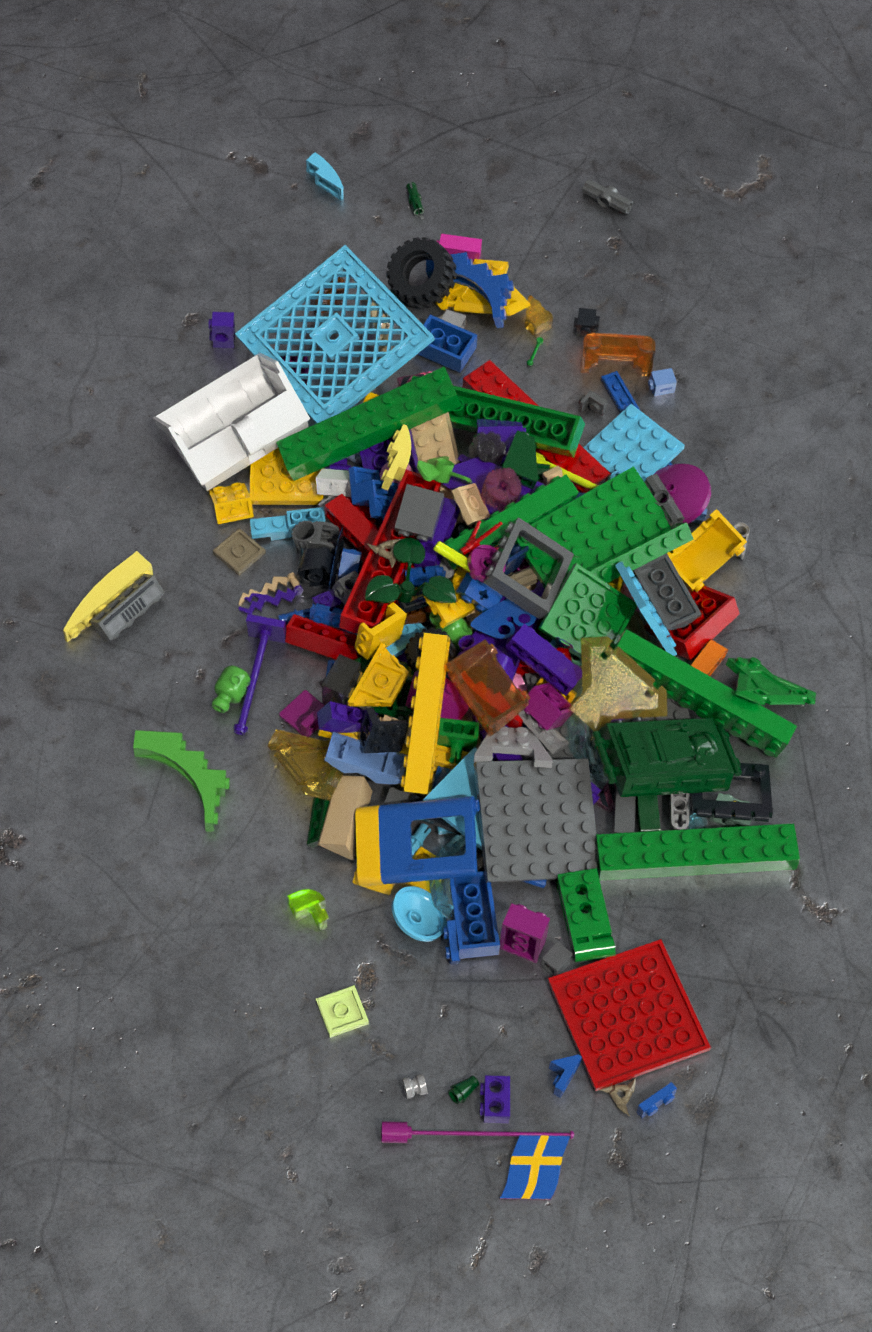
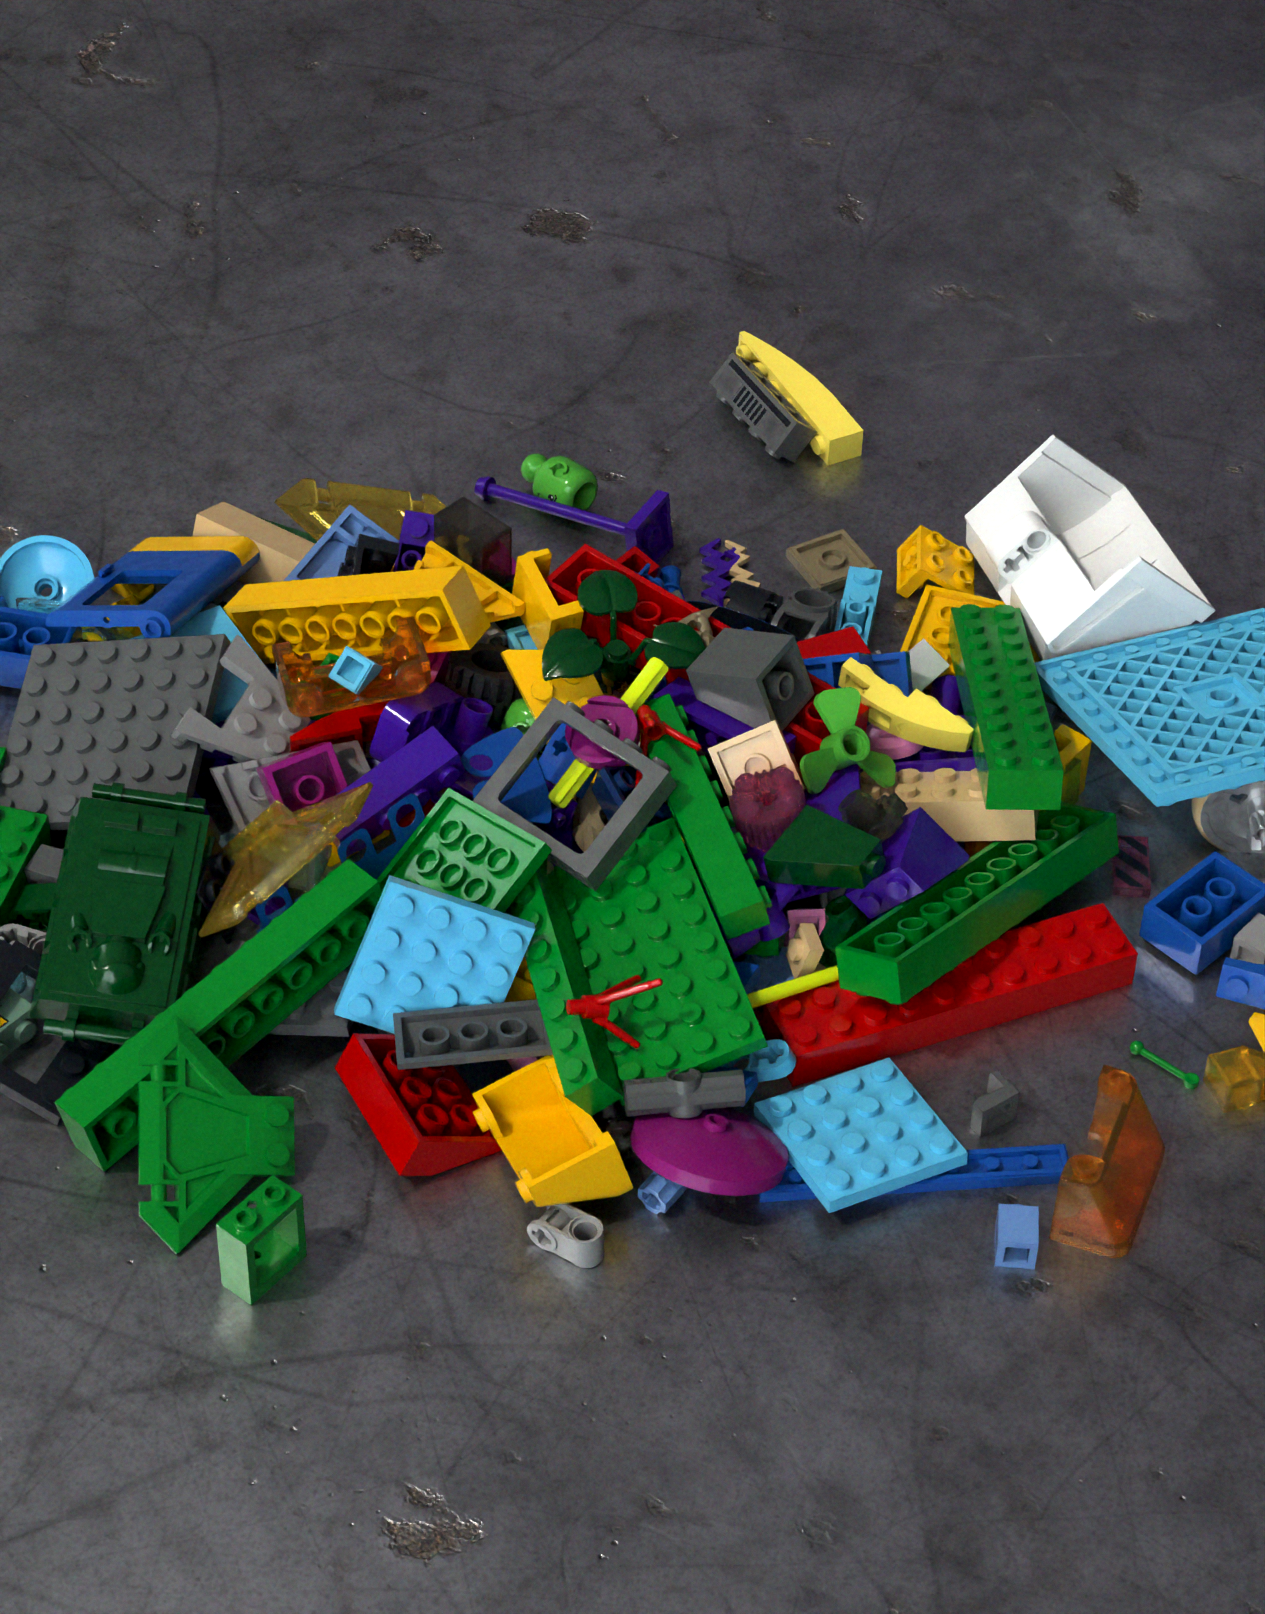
camera: 110 degrees right, 15 degrees down
(171, 750) = (441, 423): bright green arch -> none
(307, 903) = (138, 491): clear neon green brick -> none
(478, 691) = (354, 670): none -> medium azure slope
(586, 322) = (1211, 1156): black brick -> none
(648, 530) = (598, 1006): none -> red plant
(710, 657) = (316, 1090): orange beam -> none
(799, 650) = (256, 1265): none -> green window

